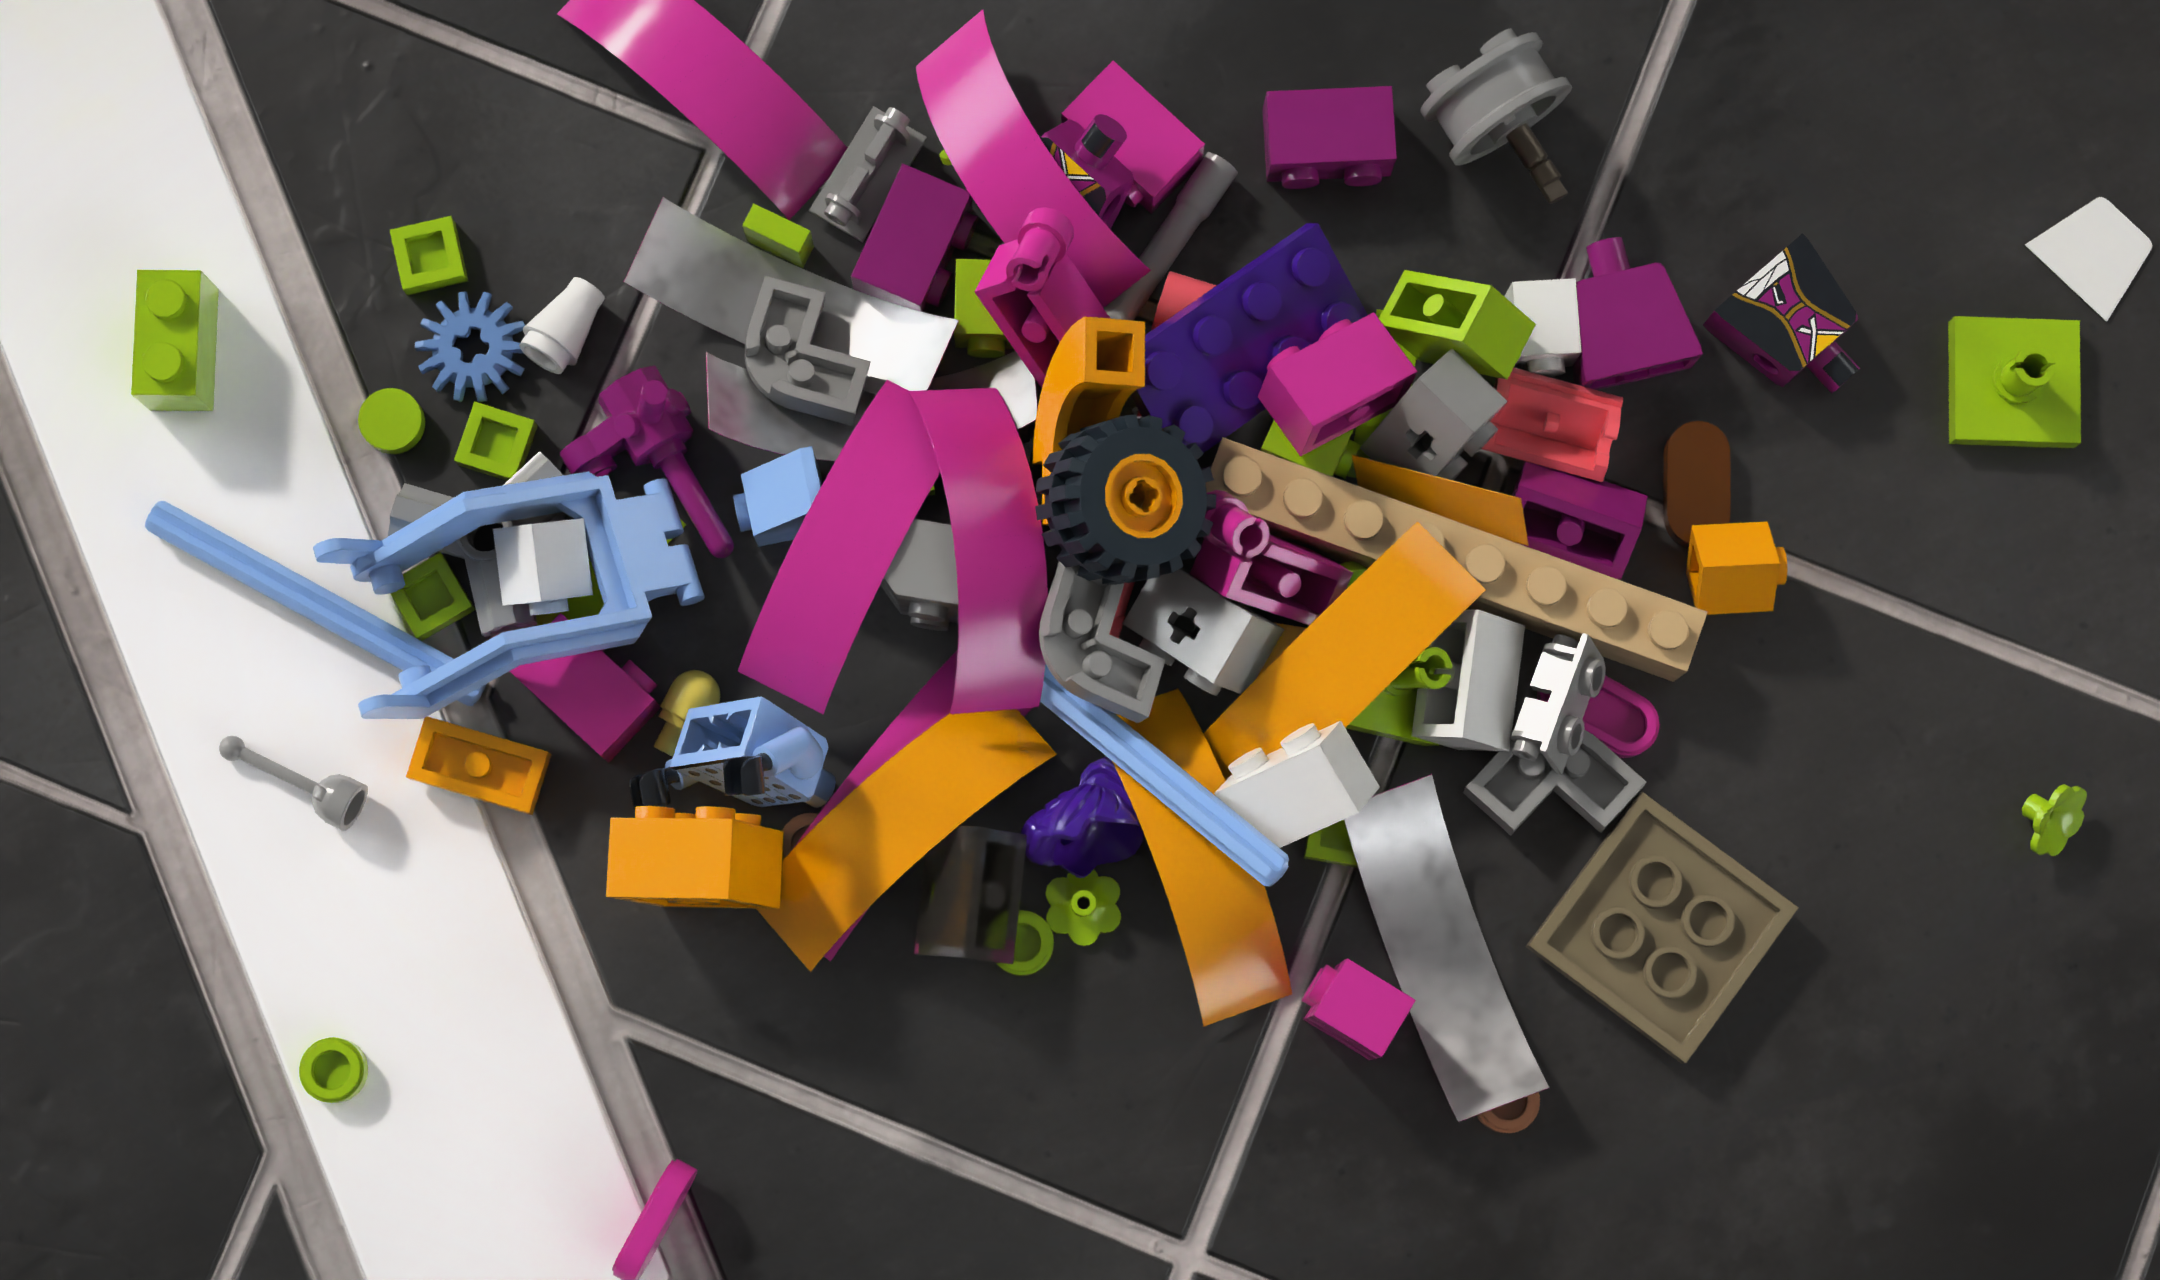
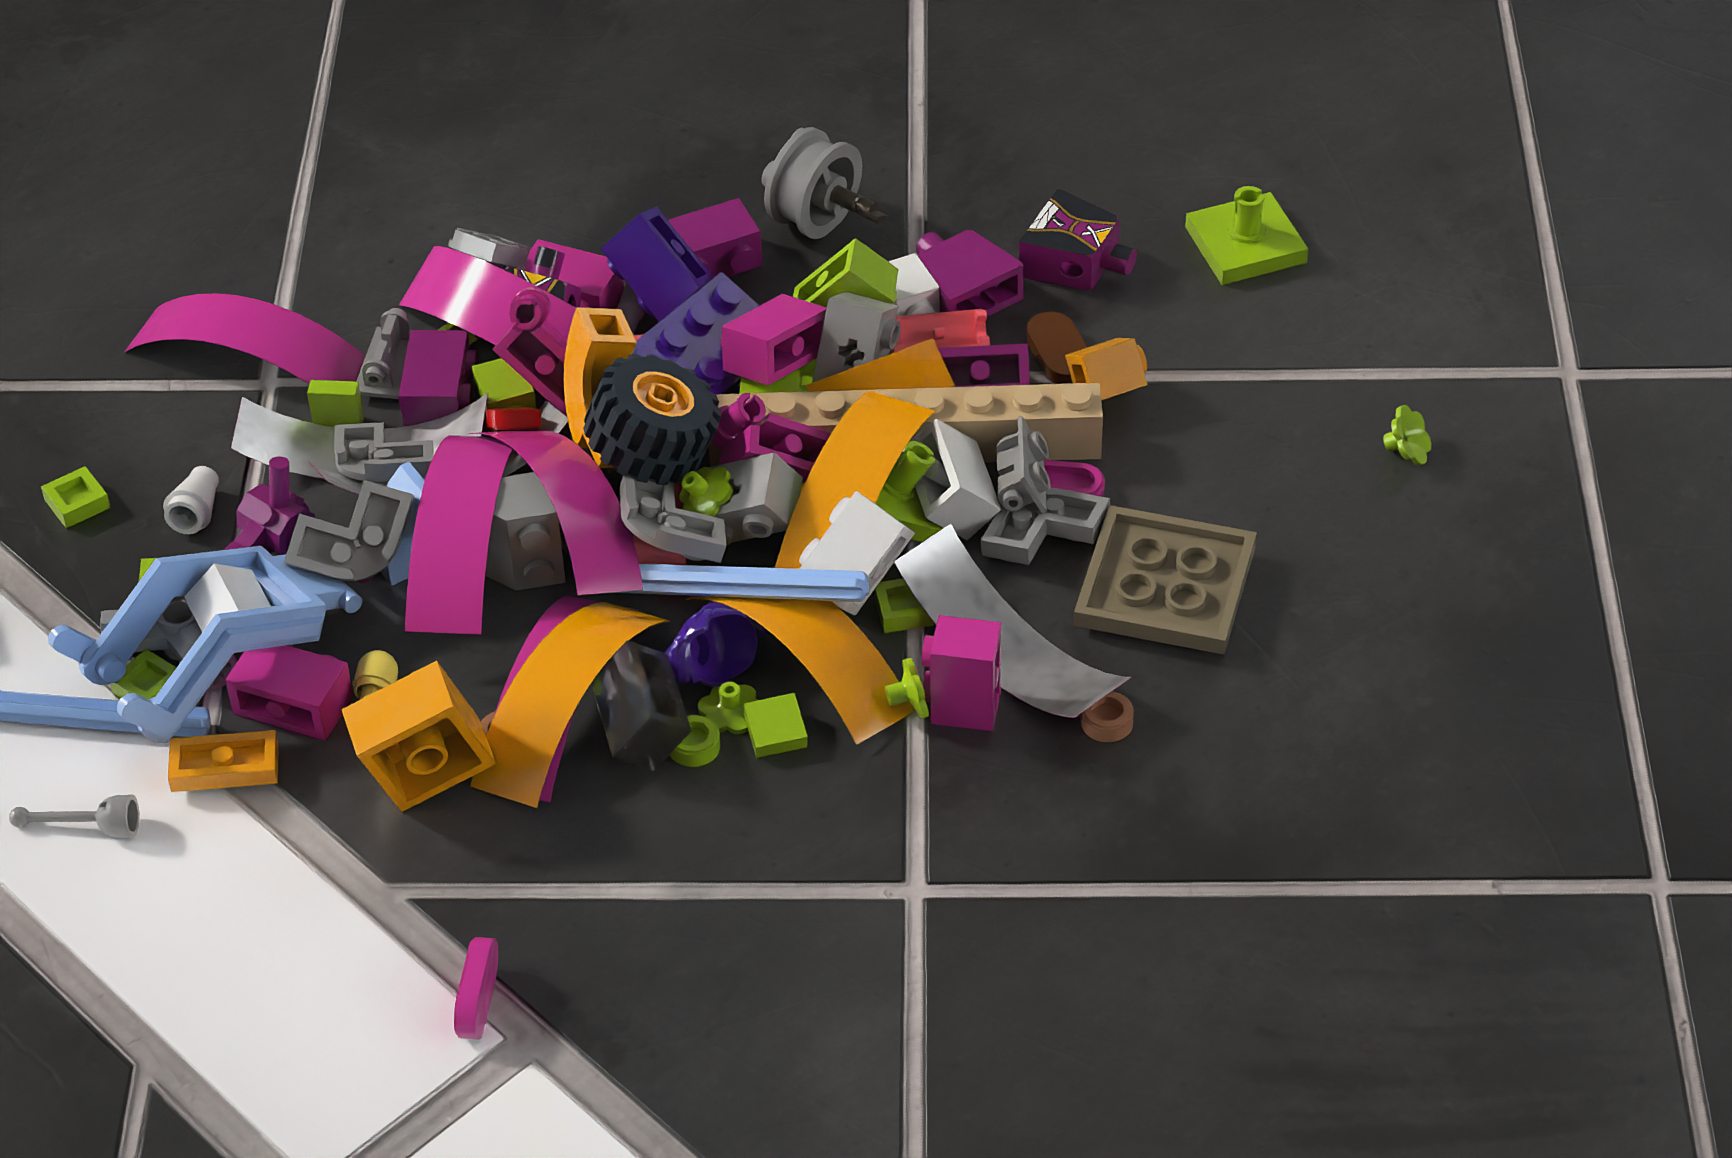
camera: 15 degrees left, 35 degrees down
(333, 1070) = (173, 988): lime tile -> none
(391, 421) = (80, 593): lime tile -> none
(483, 368) = (148, 532): medium blue gear -> none
(708, 541) = (357, 550): none -> light grey plate
(747, 753) = (457, 644): light blue torso -> none
(976, 373) = (513, 418): none -> red tile
(1037, 54) = (490, 248): none -> light grey plate
(1121, 963) = (775, 725): none -> lime tile
(1159, 609) = (706, 490): none -> lime plant
(1242, 183) = (656, 263): none -> dark purple brick
(1287, 987) = (908, 690): none -> lime plant
(2094, 253) = (1262, 167): white sticker -> none

